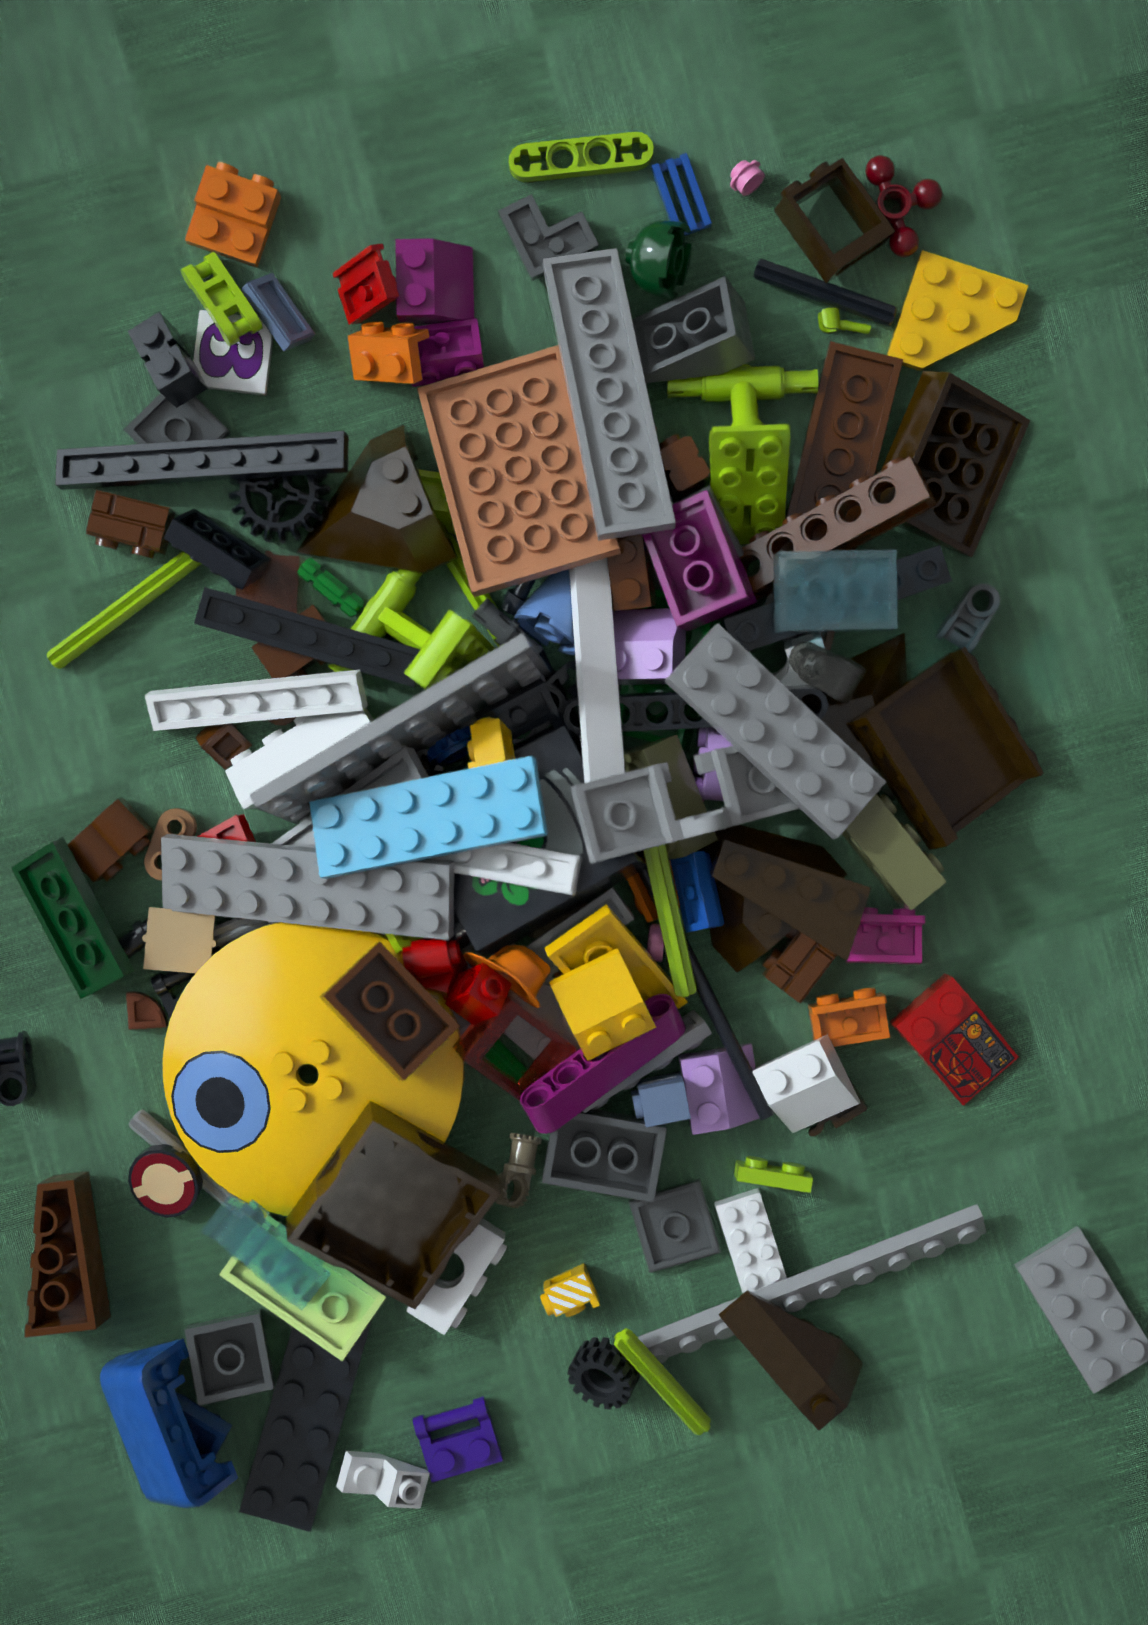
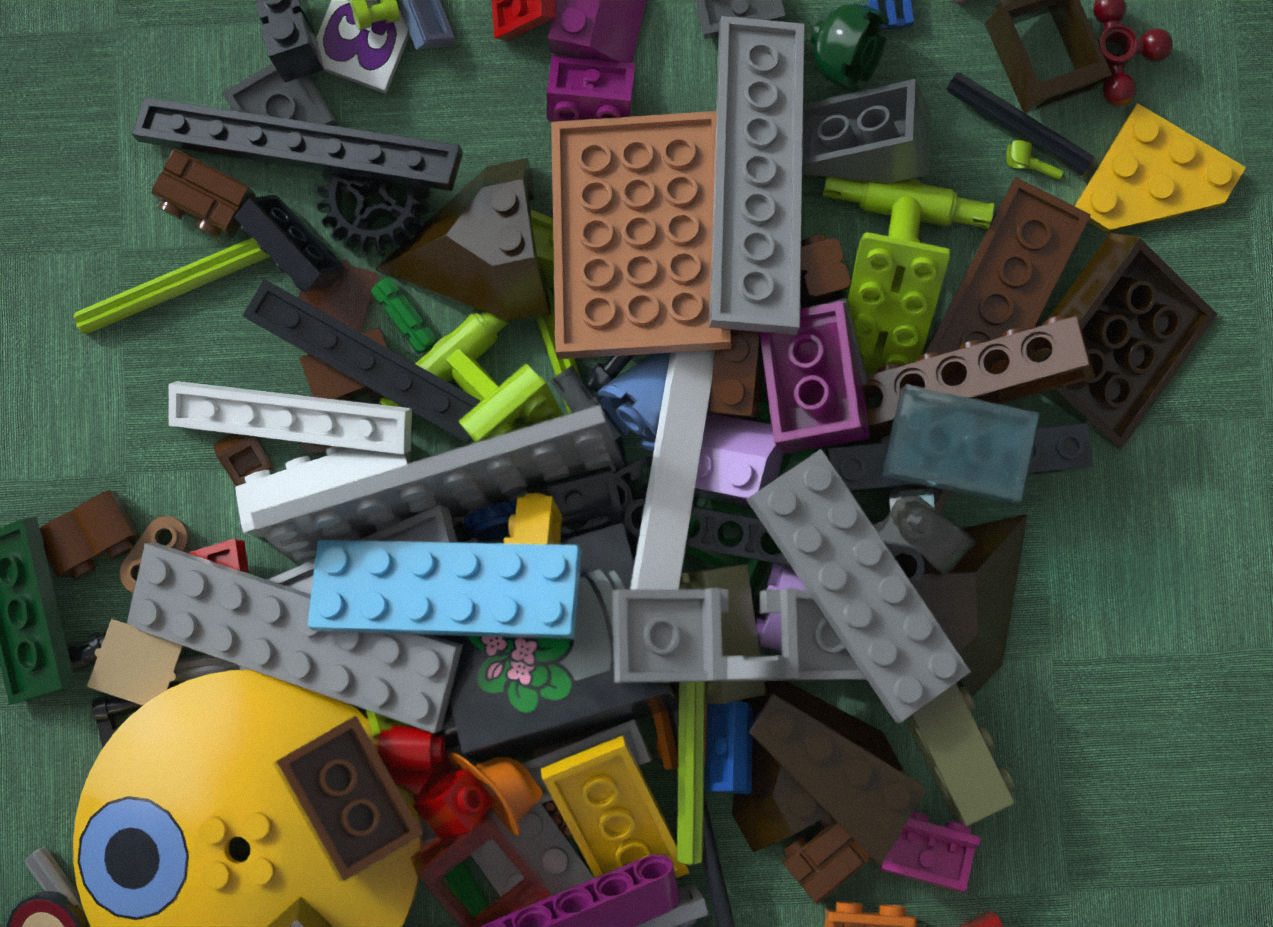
camera: 10 degrees right, 5 degrees down
(144, 1012) = (76, 736): copper tile -> none
(386, 352) = (527, 76): orange bracket -> none
(520, 866) = (534, 668): white tile -> none
(602, 1004) = (591, 849): yellow slope -> none
(655, 942) = (669, 795): bright pink tile -> none
(946, 747) = (1046, 652): dark brown panel -> none
(968, 619) = (1097, 519): dark grey piece -> none

